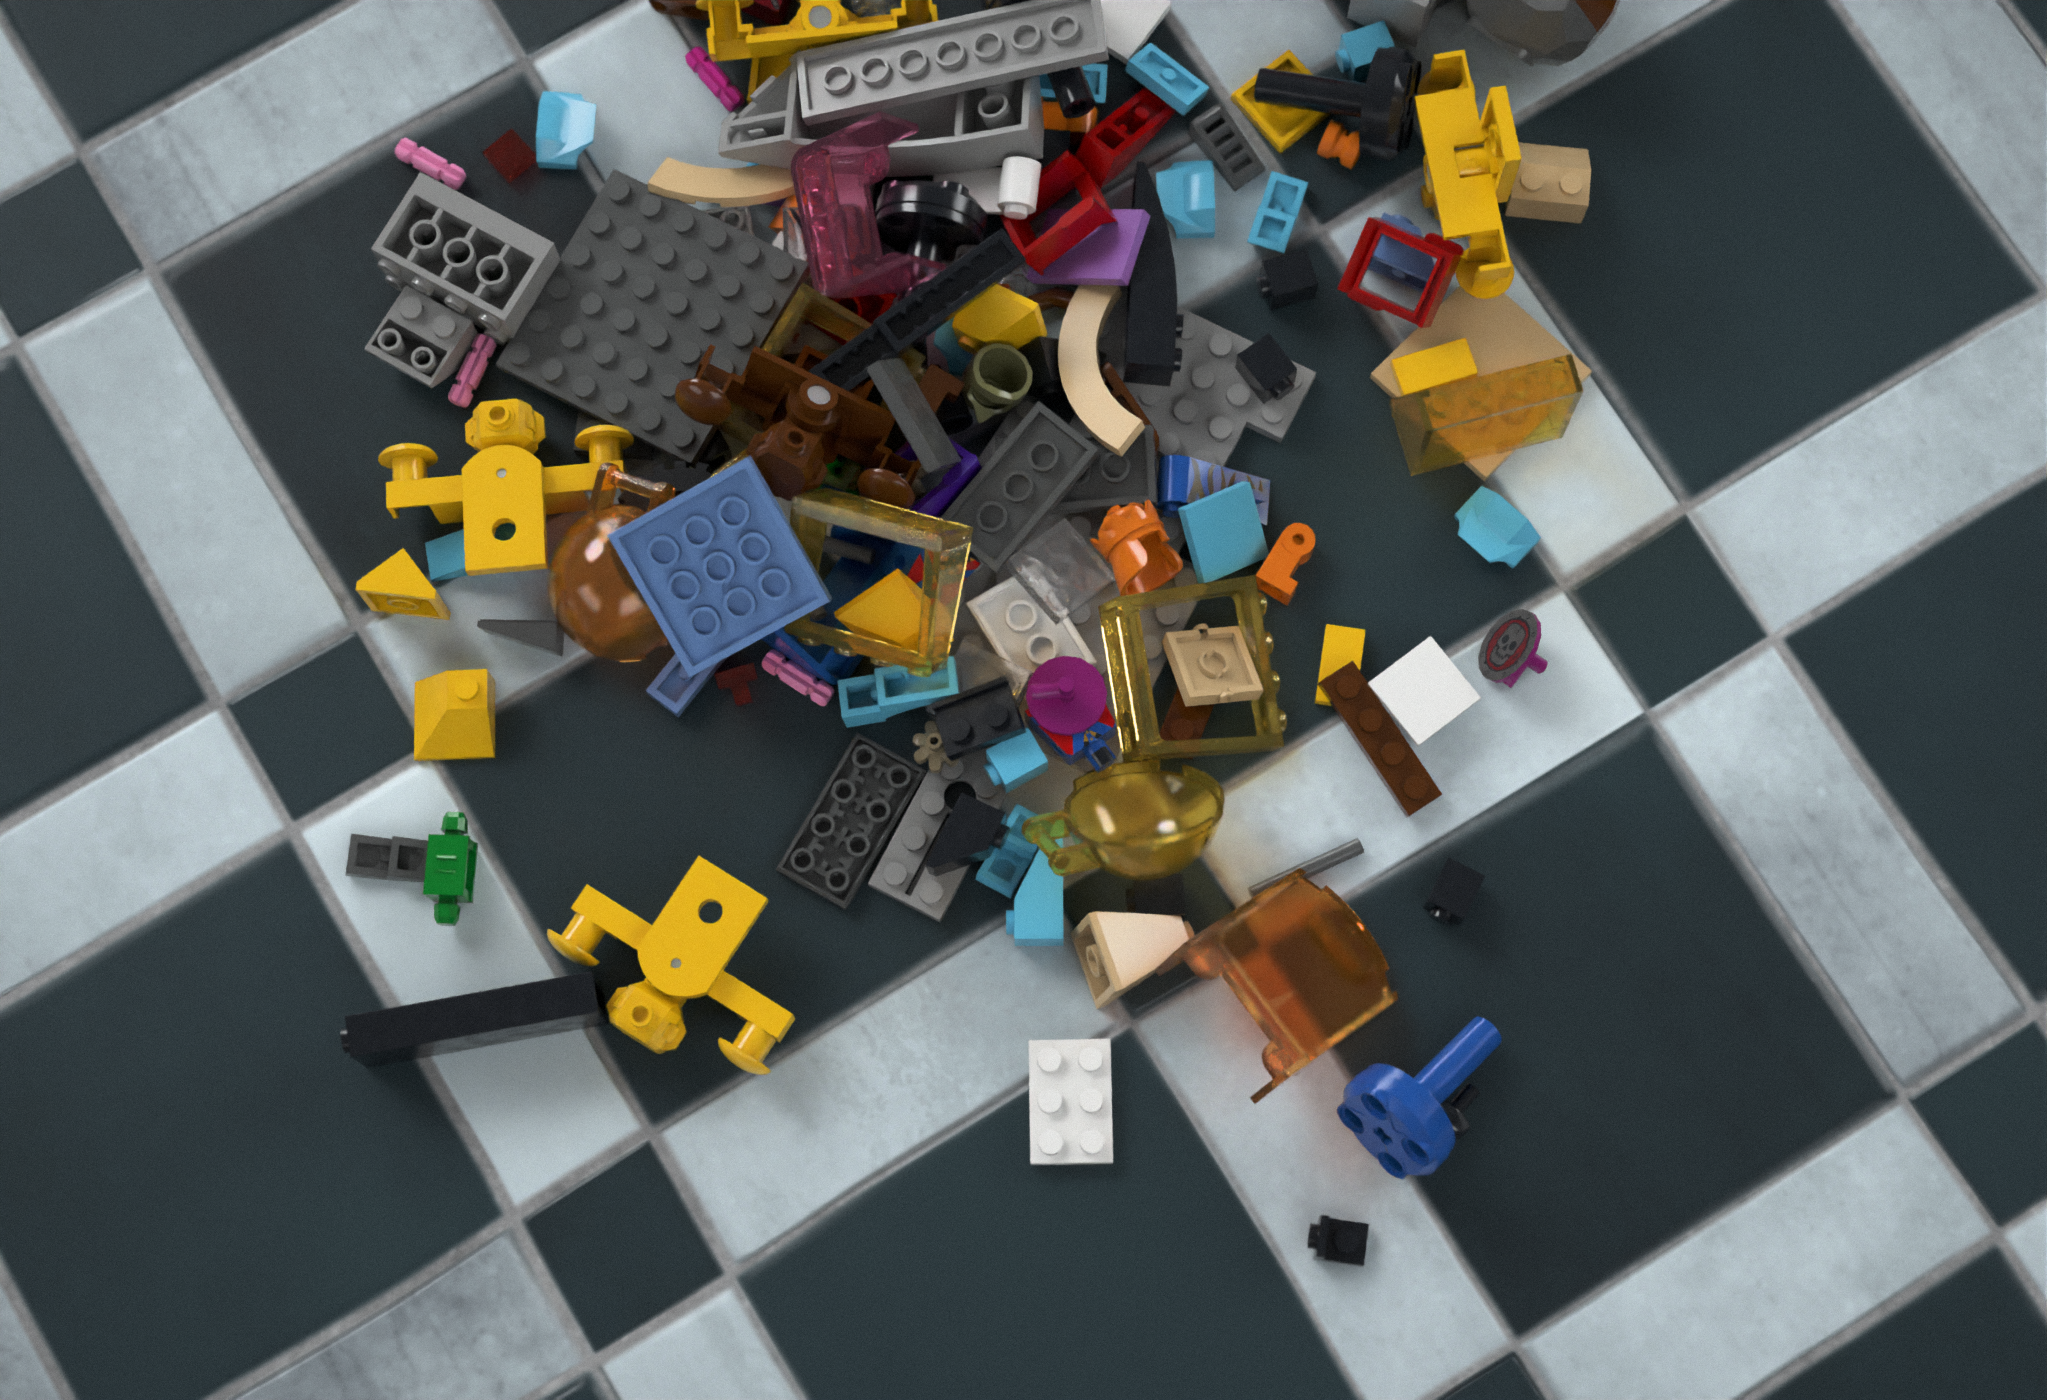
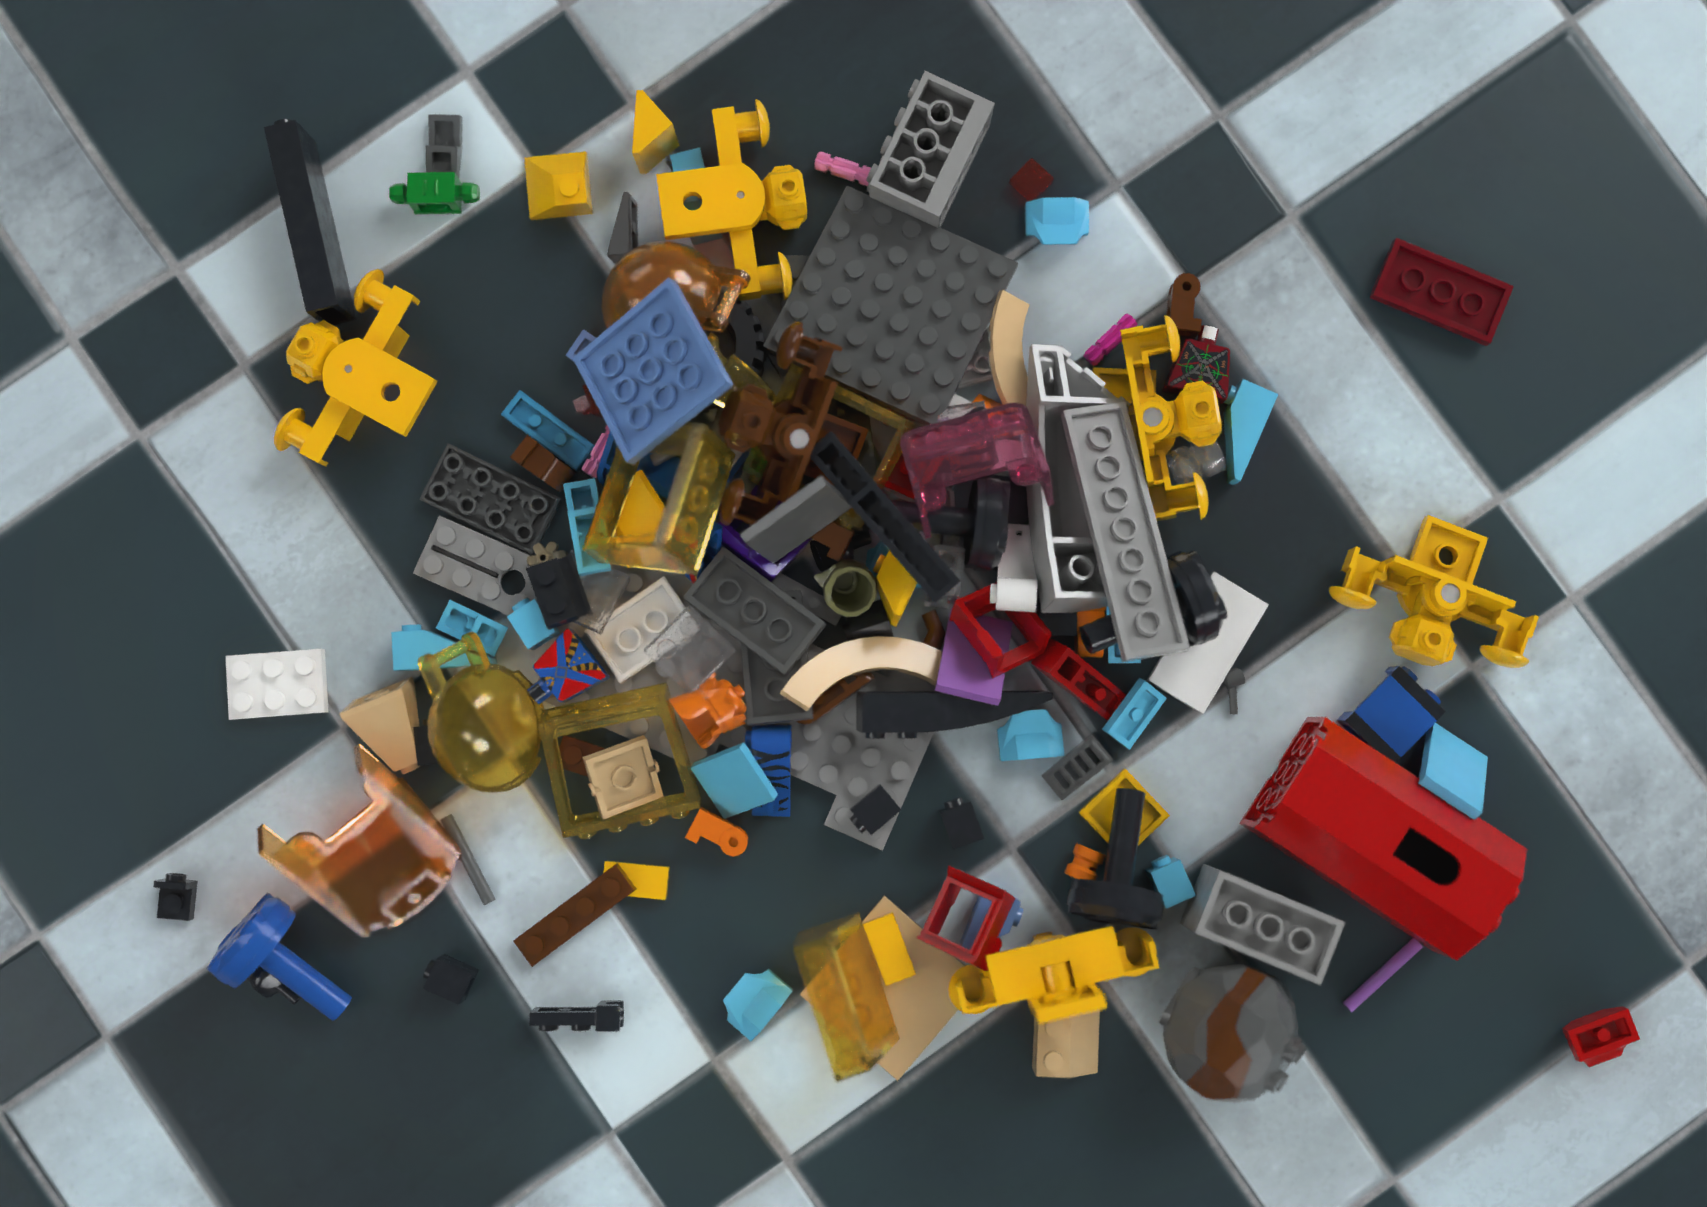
camera: 85 degrees right, 10 degrees up
(422, 338) = (860, 123): light grey slope -> none
(430, 163) = (1020, 117): bright pink axle -> none
(769, 746) = (548, 430): none -> dark azure tile
(813, 749) = (542, 463): none -> reddish brown leg
(968, 836) = (470, 591): black slope -> none
(1066, 695) = (581, 660): magenta shield -> none
(1278, 212) = (1022, 812): medium azure slope -> none
(1424, 691) = (611, 950): white piece -> none
(1505, 707) = (607, 1017): none -> black plate
(1511, 648) = (651, 1019): shield -> none

